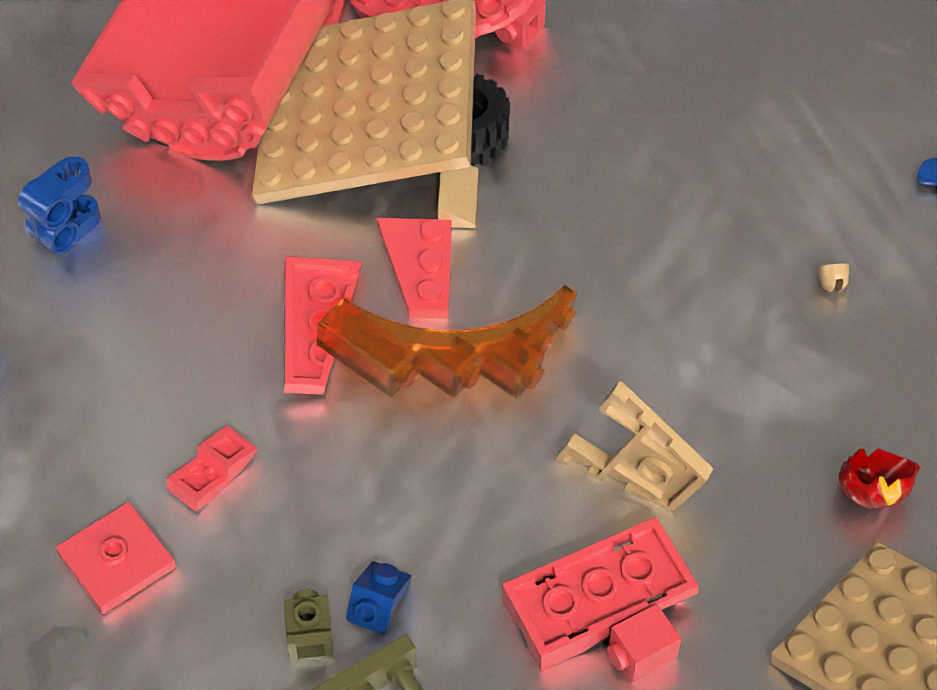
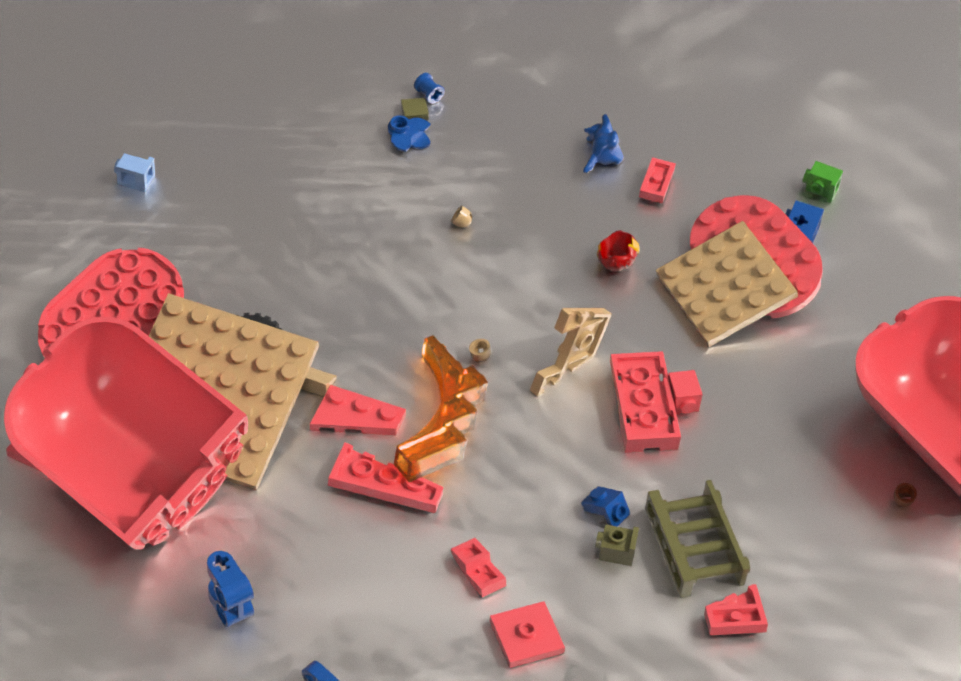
camera: 75 degrees left, 5 degrees down
(594, 363) = (479, 344): none -> tan hinge

